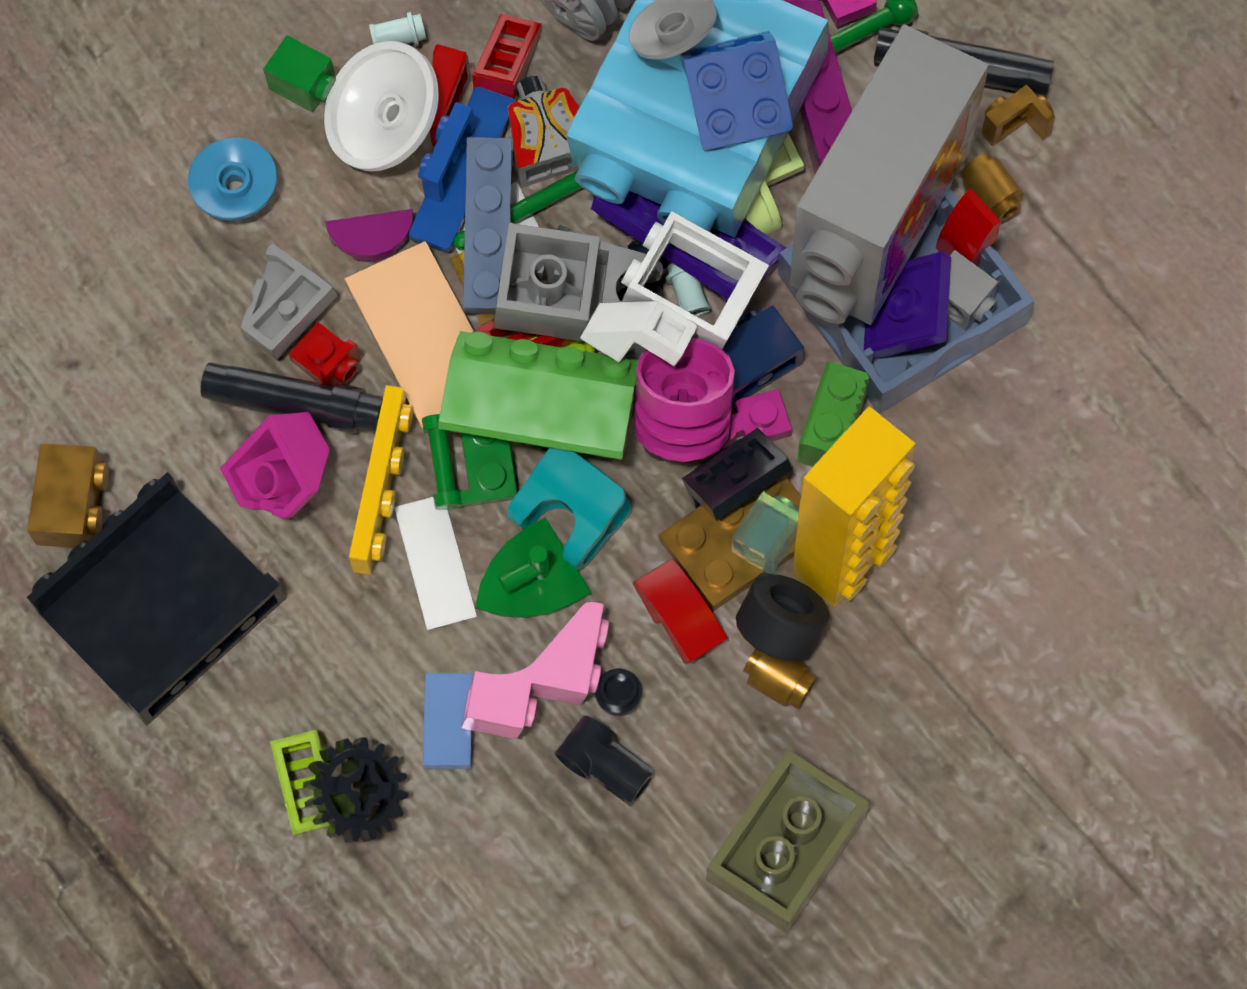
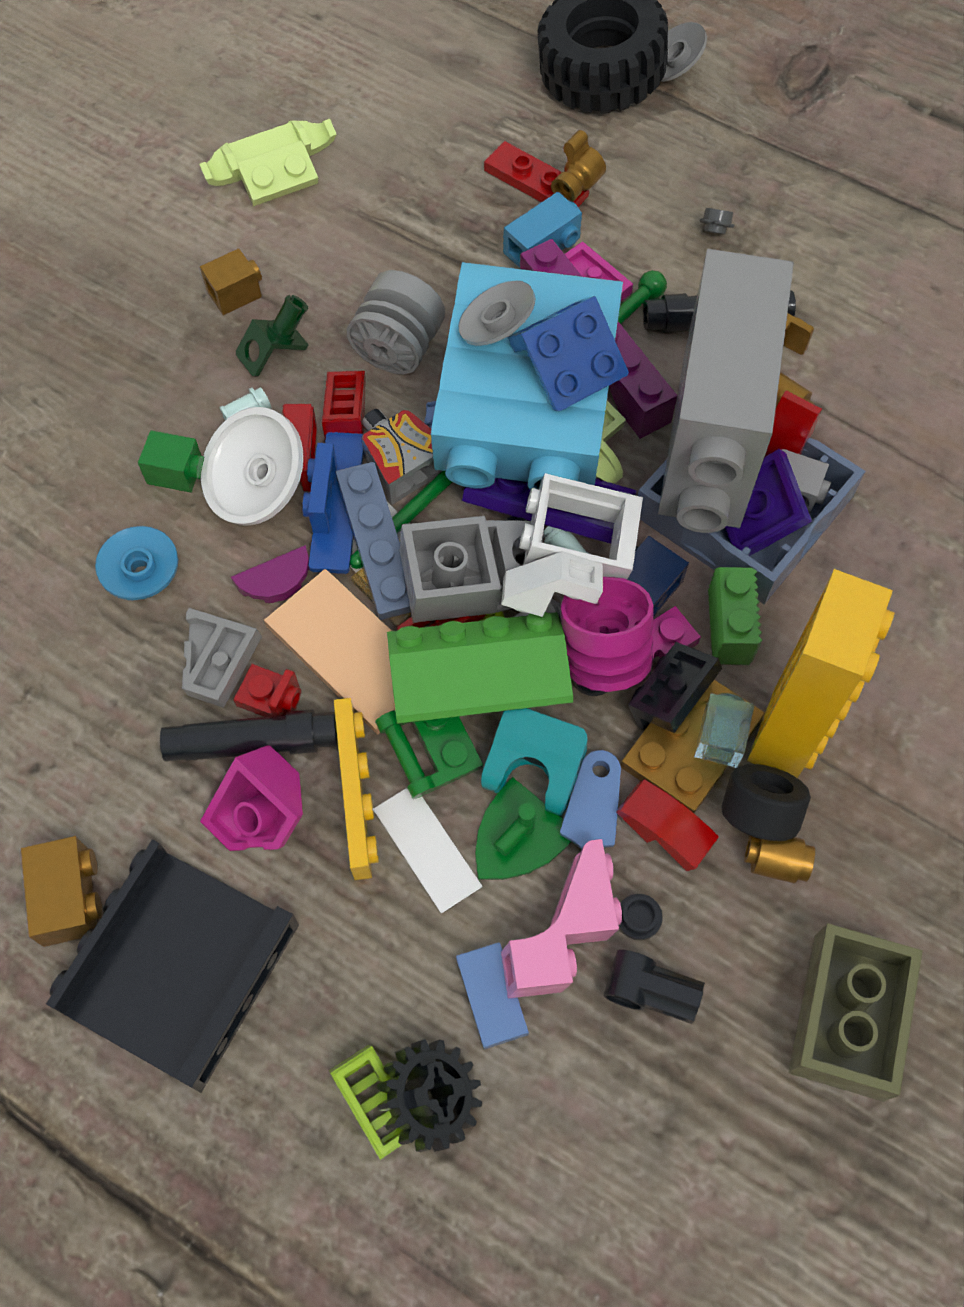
camera: 20 degrees left, 5 degrees down
(615, 566) = (594, 802): none -> medium blue piece

